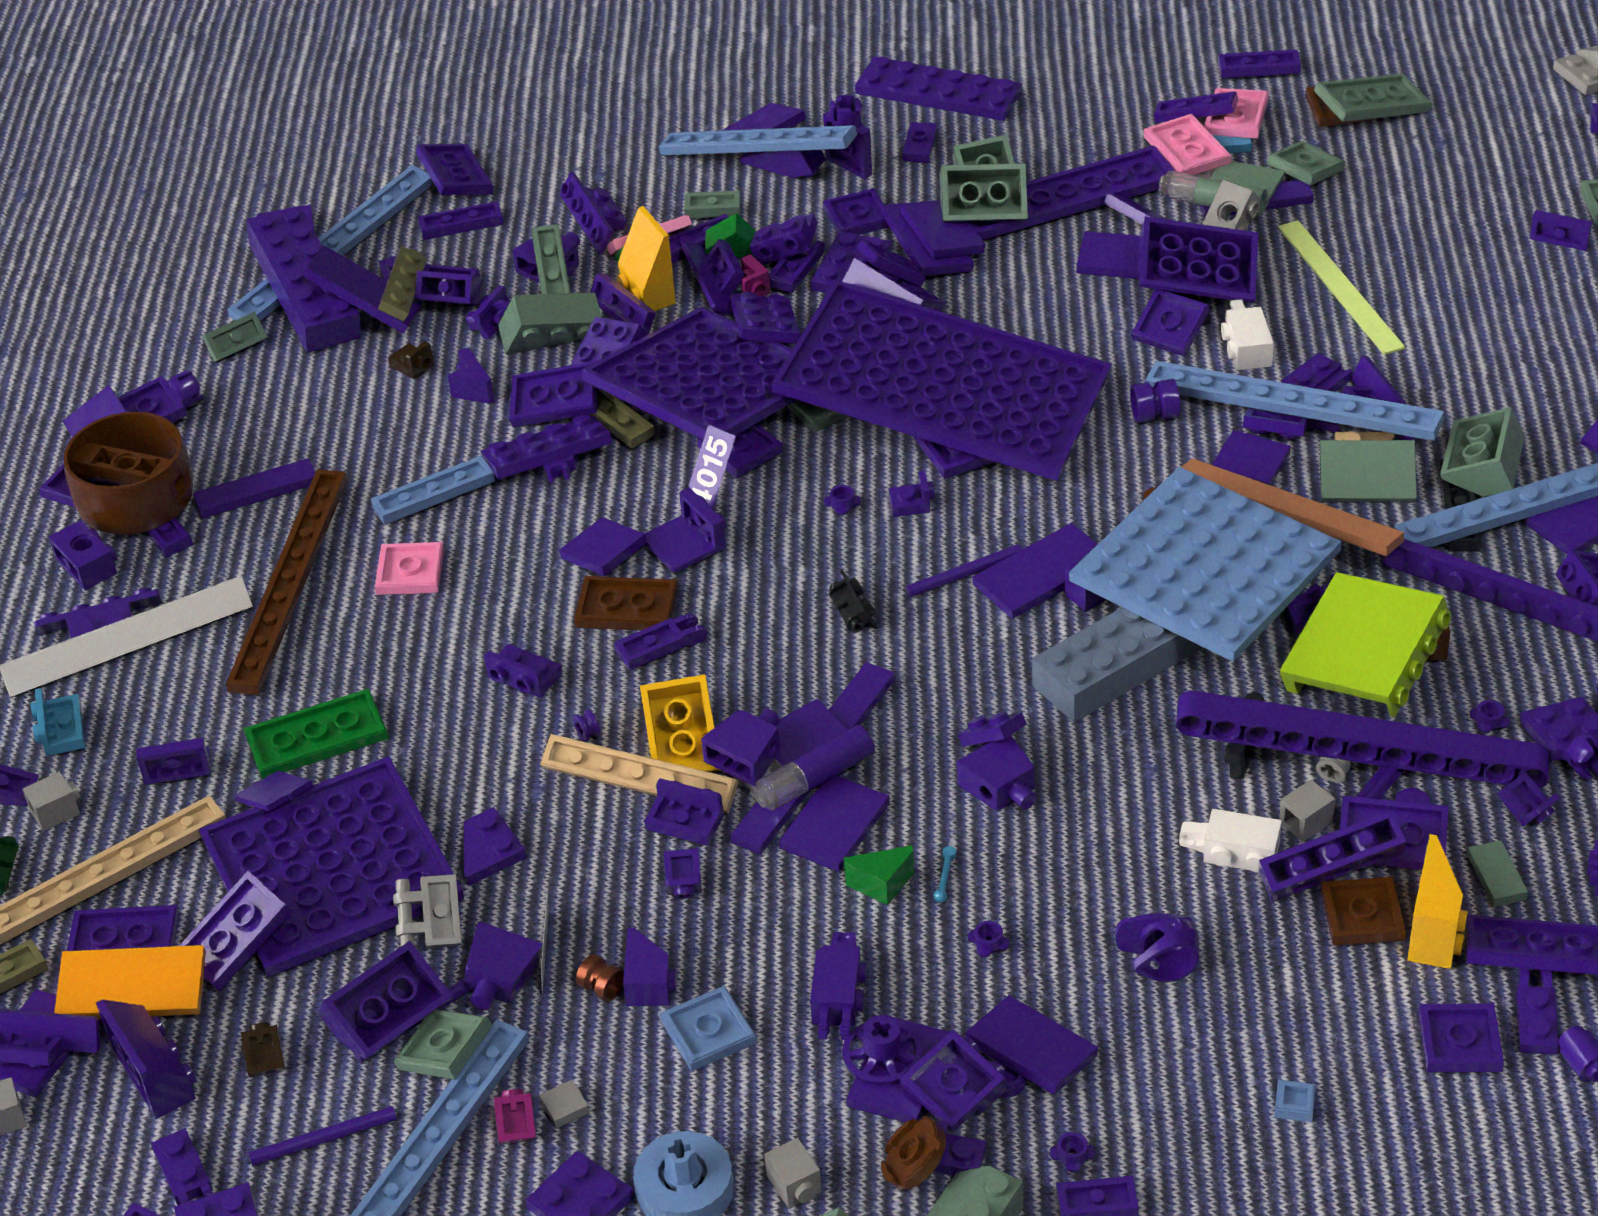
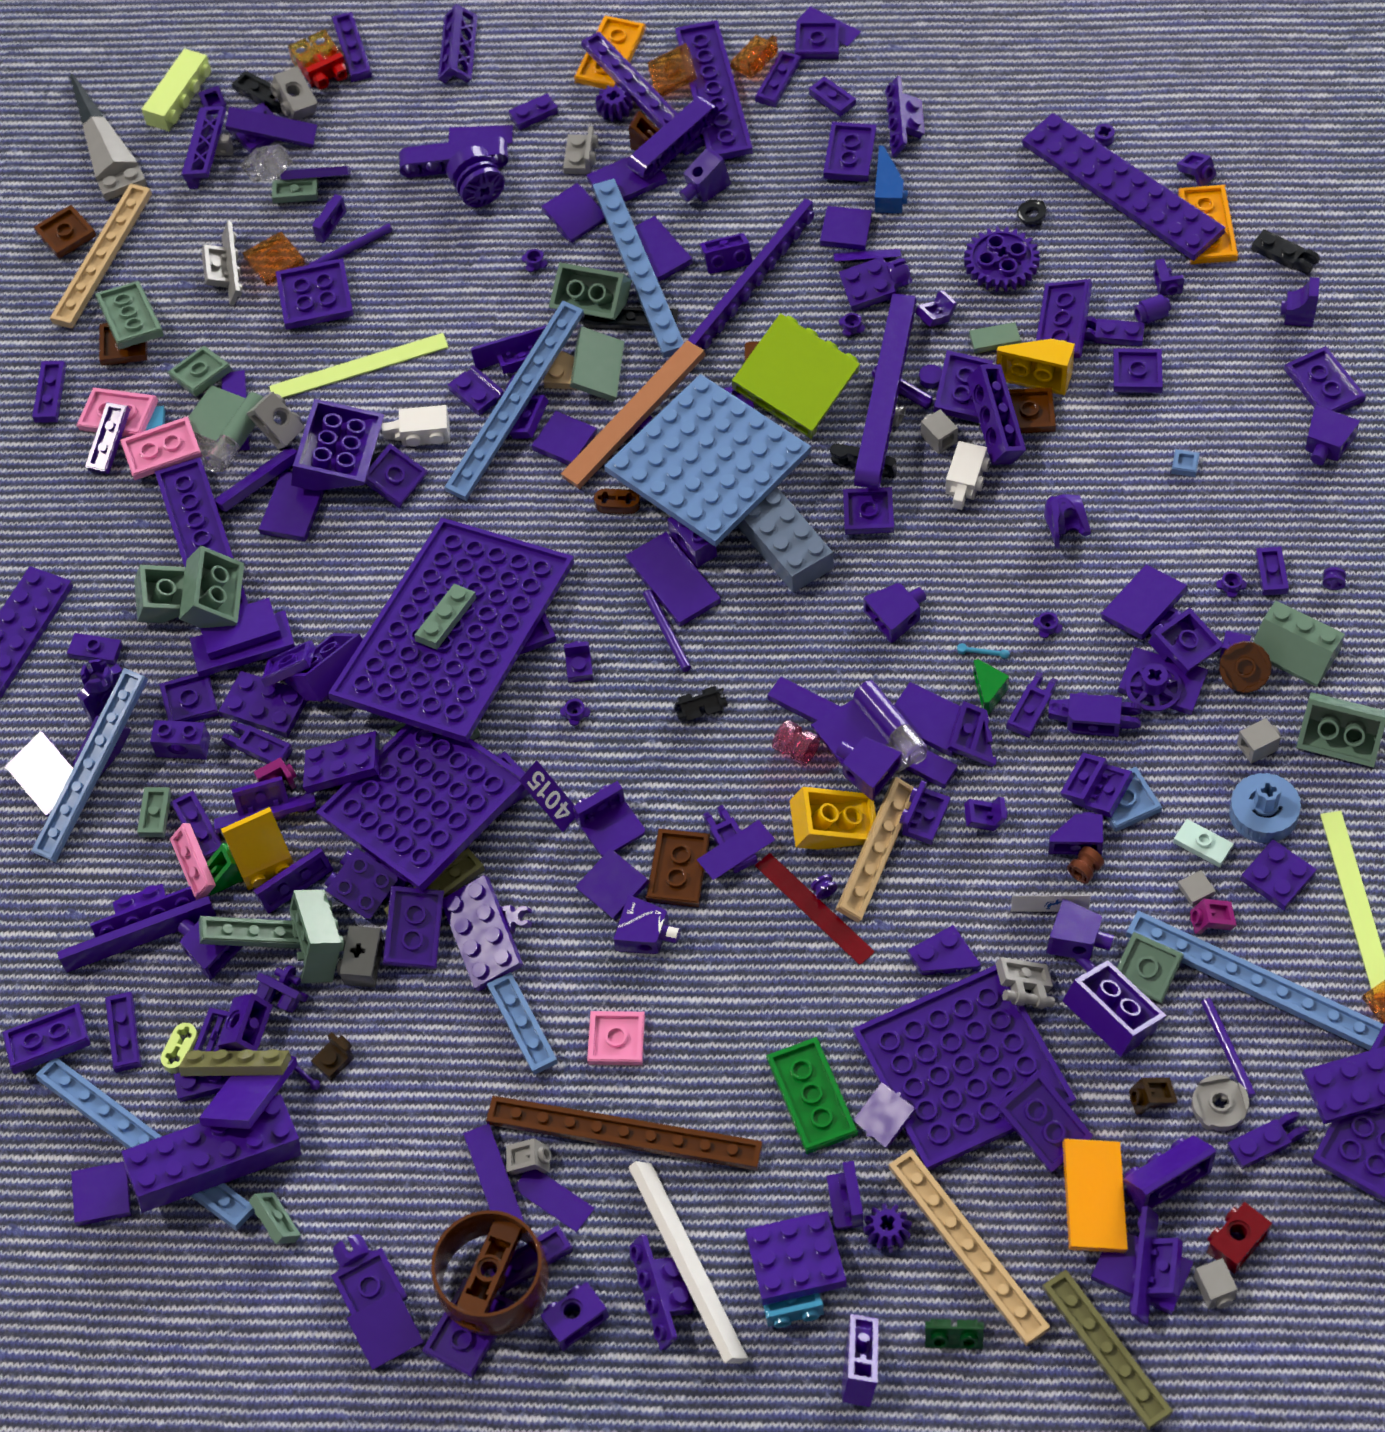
camera: 85 degrees left, 15 degrees up
(52, 800) = (886, 1294): light grey brick -> none
(52, 1134) = (1235, 1252): none -> dark red brick
(108, 720) = (795, 1258): none -> dark purple plate
(124, 928) = (1033, 1220): dark purple tile -> none
(132, 799) = (884, 1237): none -> dark purple gear
(227, 537) = (554, 1198): none -> dark purple sticker
(240, 1139) = (1220, 1118): none -> light grey plate
(271, 510) = (528, 1156): none -> light grey bracket
(419, 330) = (314, 1084): none -> dark purple hinge
(439, 254) = (178, 1047): none -> yellowish green beam
(470, 379) = (378, 995): dark purple slope -> none
(520, 358) = (361, 956): none -> dark grey brick
(522, 670) = (751, 939): dark purple bracket -> none
(543, 572) = (643, 928): none -> dark purple torso
(564, 727) = (815, 909): none -> dark red sticker
(566, 209) = (134, 934): none -> dark purple tile
(633, 1113) = (1203, 843): none -> light aqua plate
(639, 641) = (736, 849): none -> dark purple sticker
(720, 985) = (1096, 785): none -> dark purple slope
(735, 232) = (216, 794): green slope -> none
(784, 239) = (229, 747): dark purple plate -> none
(790, 686) = (799, 744): none -> clear pink wheel
(798, 197) = (180, 739): none -> dark purple brick
(800, 854) = (971, 734): none -> dark purple wing
(845, 916) = (1031, 706): none -> dark purple hinge
(950, 362) = (445, 616): none -> sand green plate
(991, 729) = (856, 608): dark purple plate -> none
(1157, 400) = (494, 490): dark purple wheel -> none
(1160, 748) = (868, 510): none -> dark purple plate
(1440, 234) = (314, 293): none -> dark purple plate
(1465, 72) = (100, 256): none -> tan plate
(1467, 156) = (221, 264): none -> light grey bracket
(1493, 42) = (65, 231): none -> reddish brown plate
(1493, 200) = (272, 256): none -> clear orange tile
(1525, 257) = (354, 245): none -> dark purple bar
(1537, 408) = (534, 260): none -> dark purple plate

